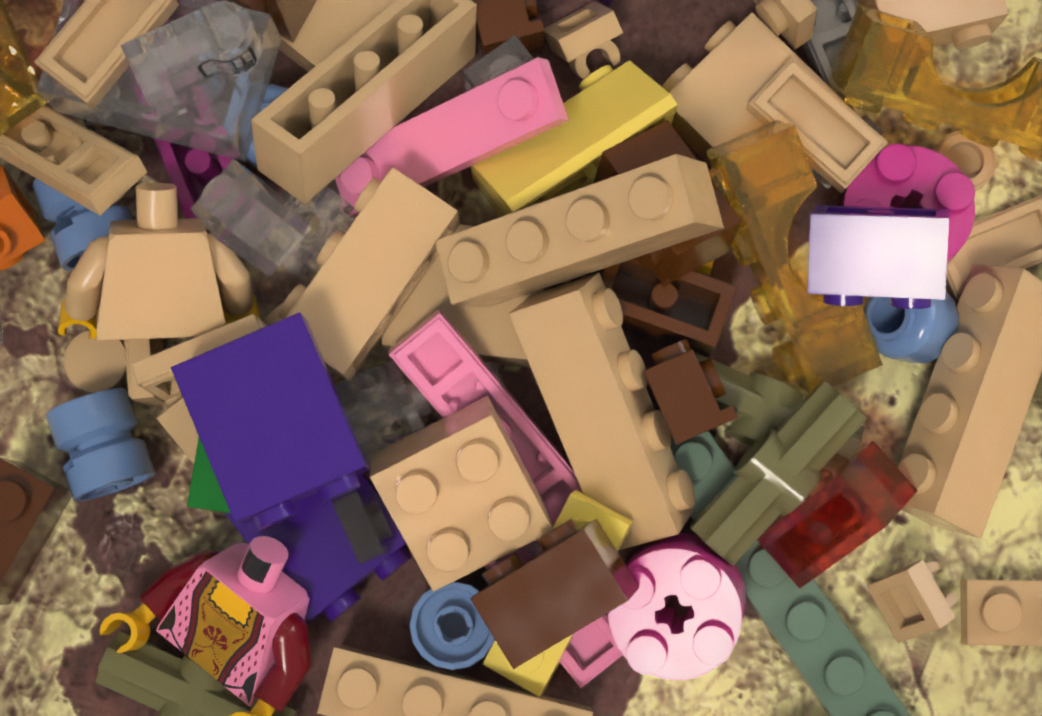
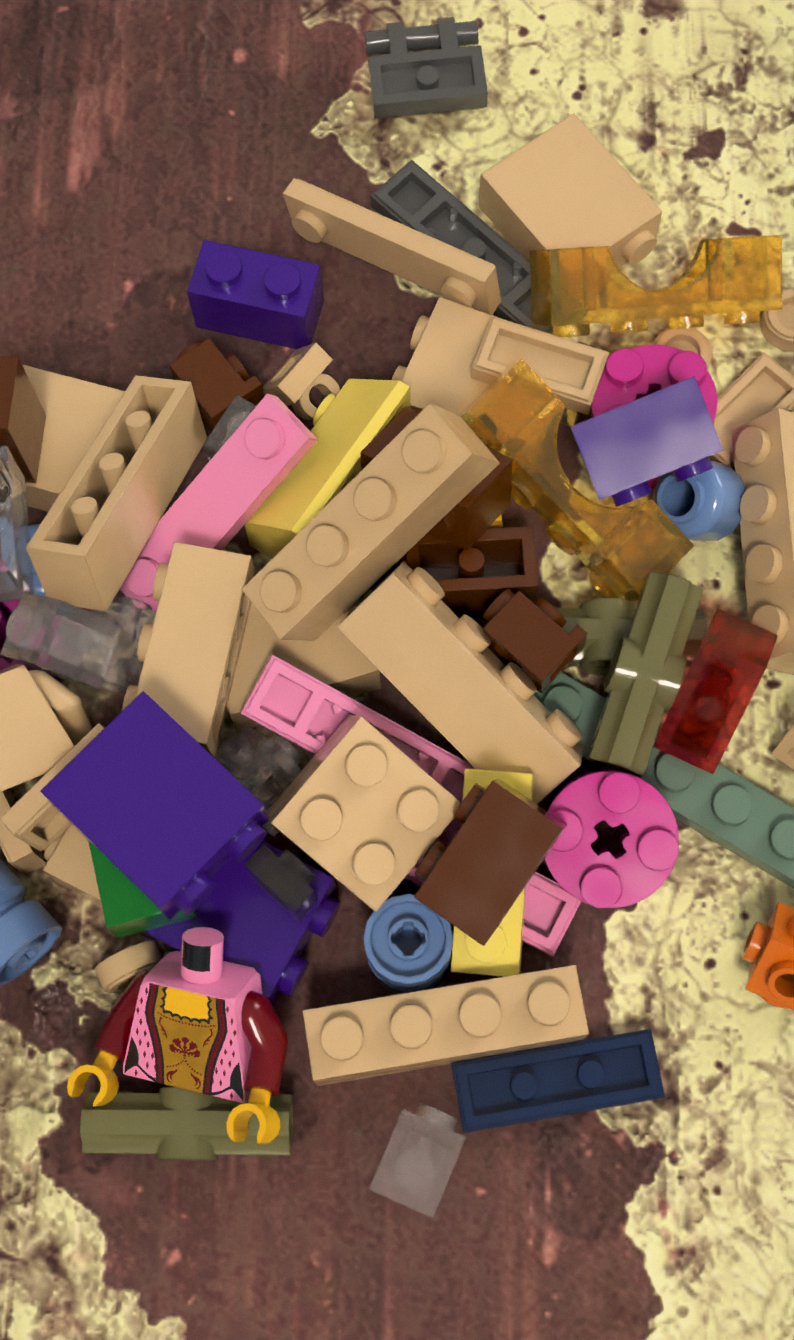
camera: 20 degrees left, 10 degrees down
(201, 535) = (121, 968): none -> tan tile

